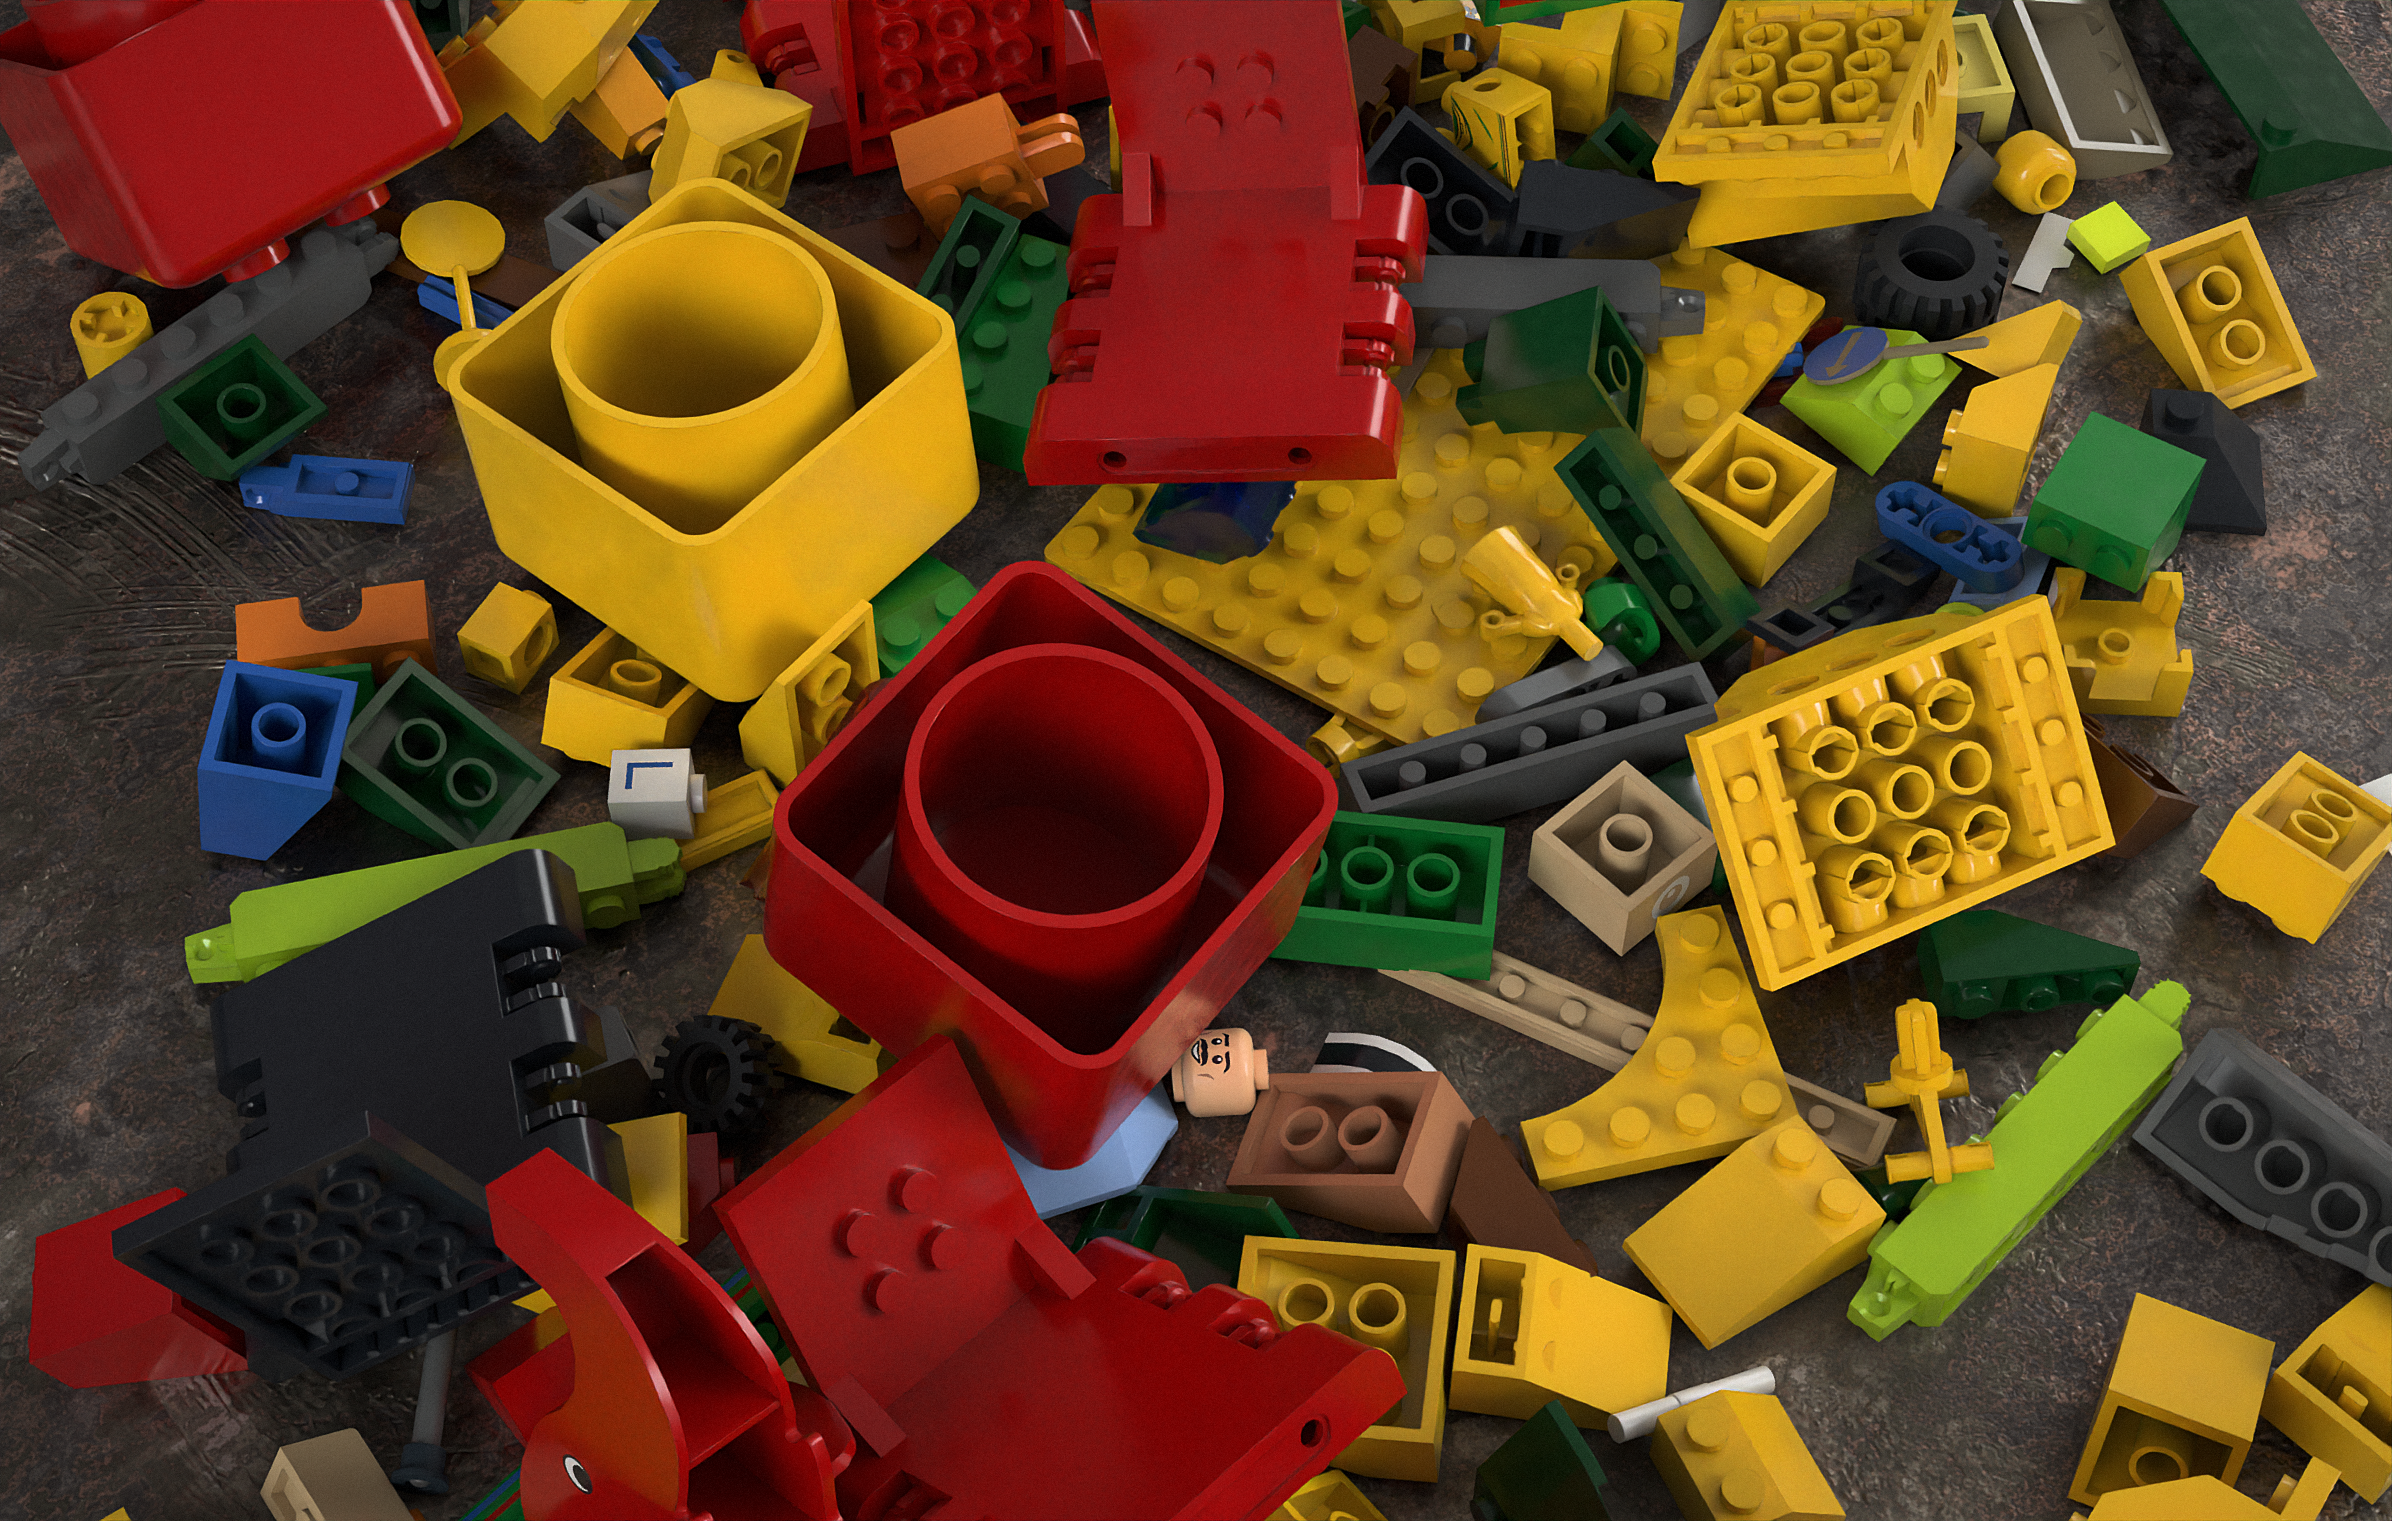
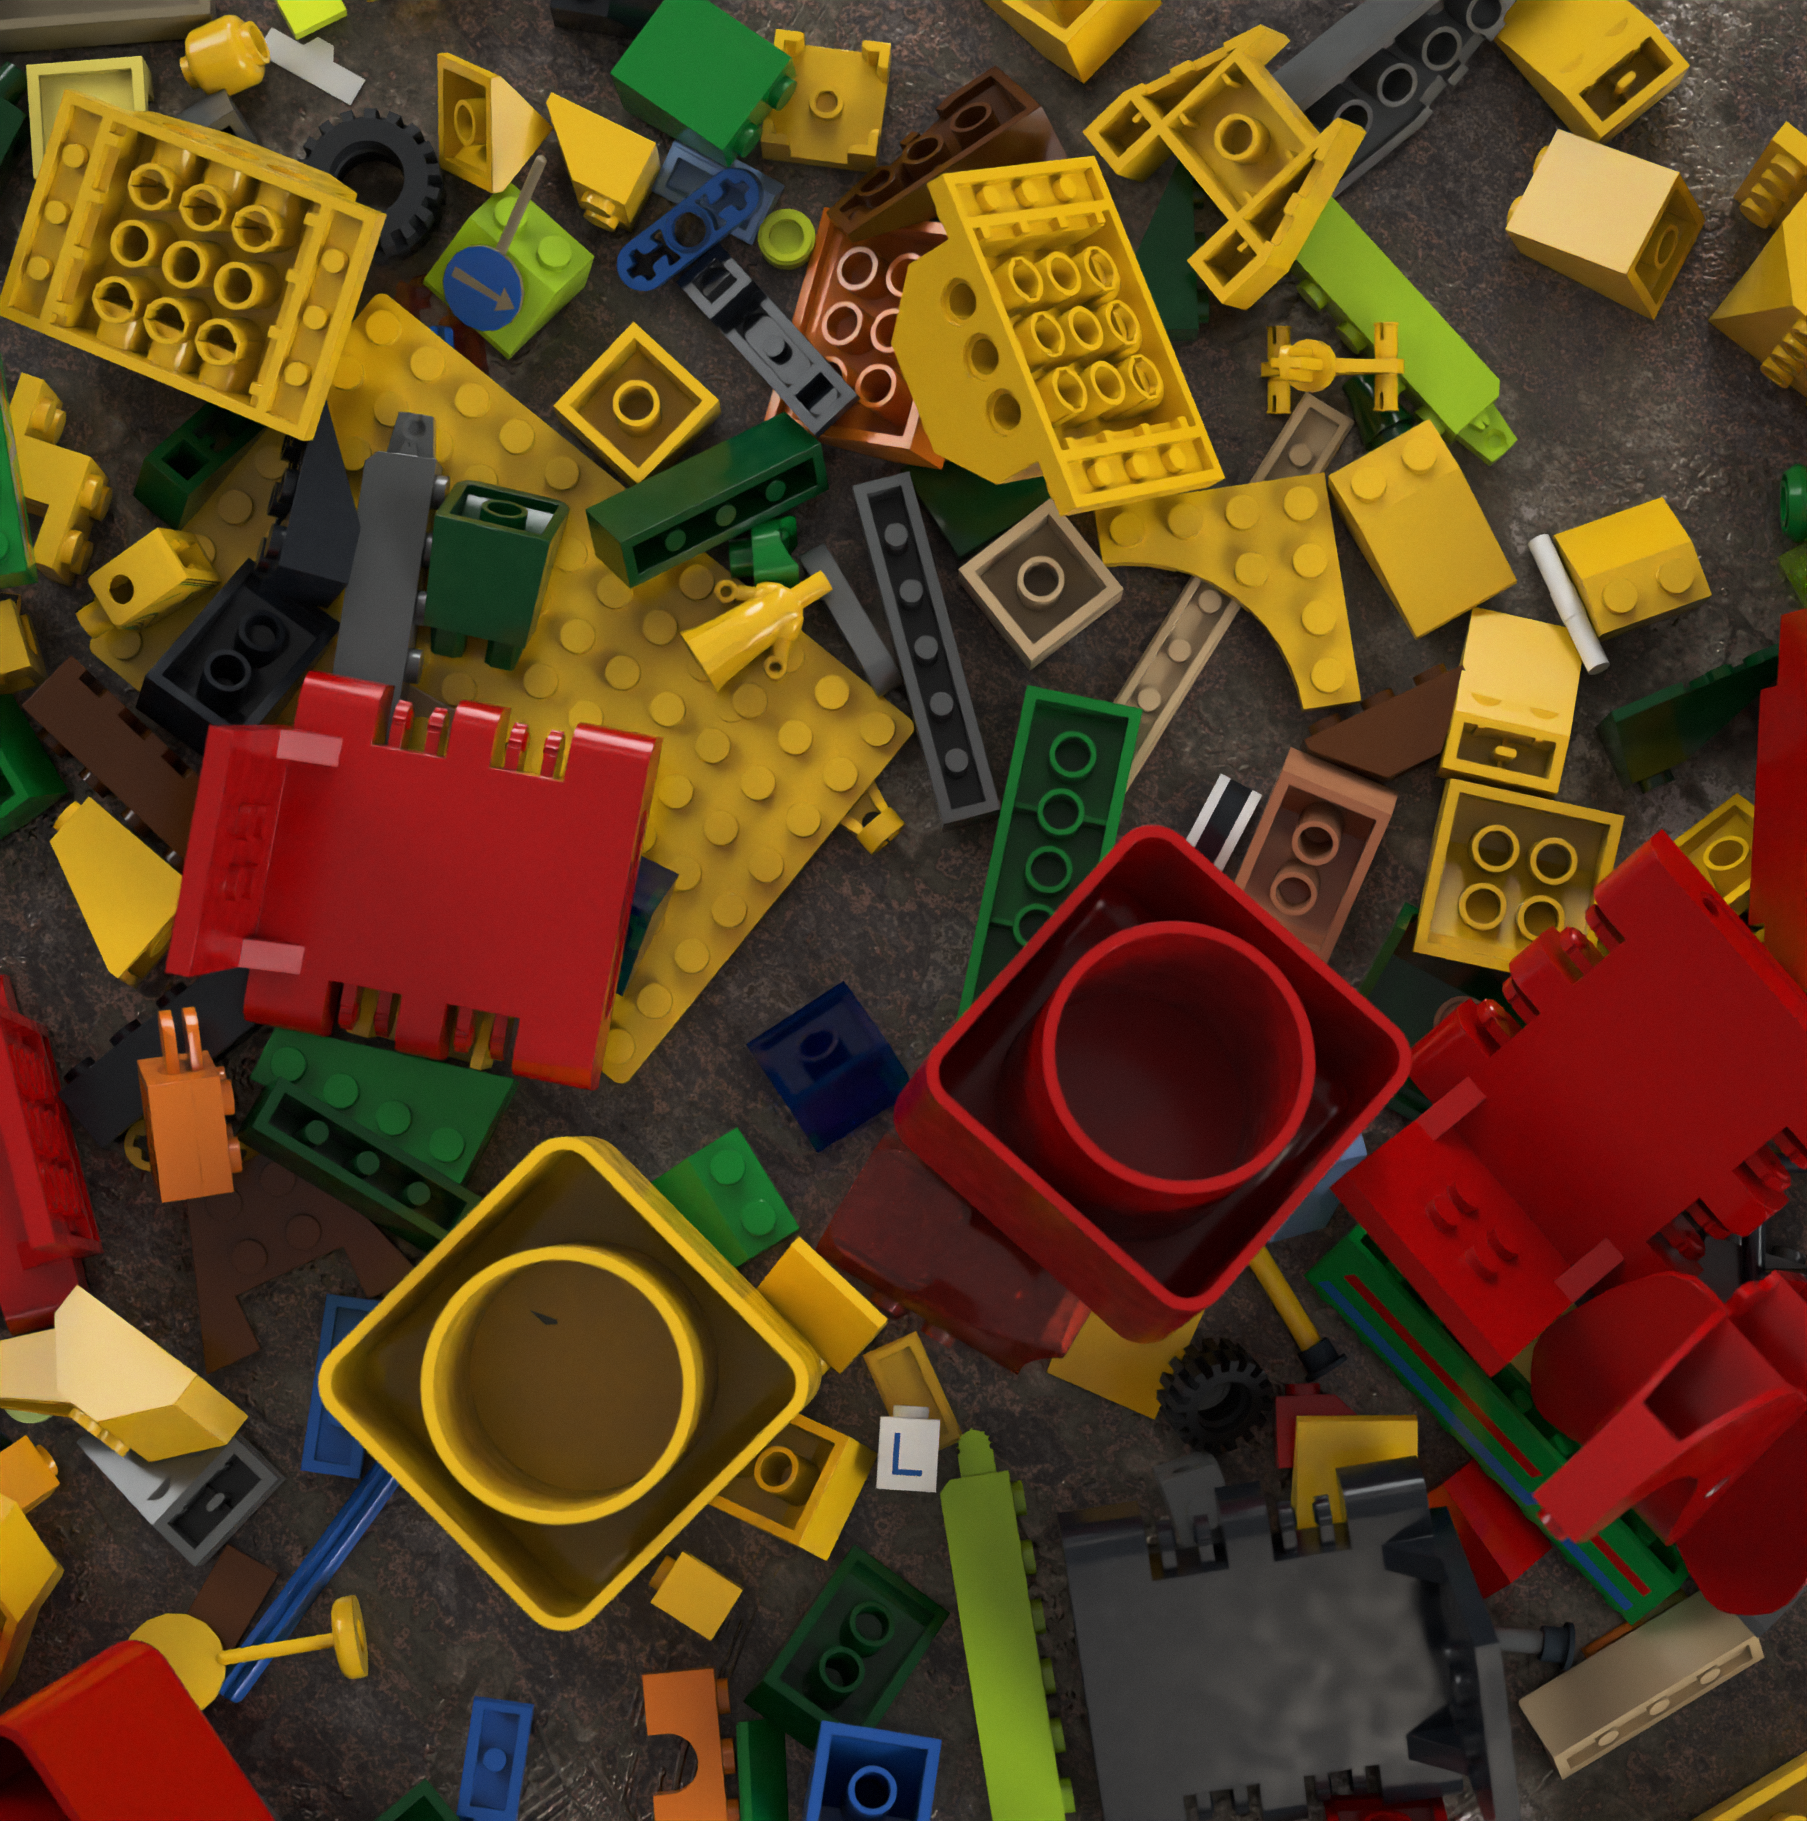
camera: 85 degrees left, 30 degrees up
(2148, 995) = (1245, 151): none -> yellow wedge

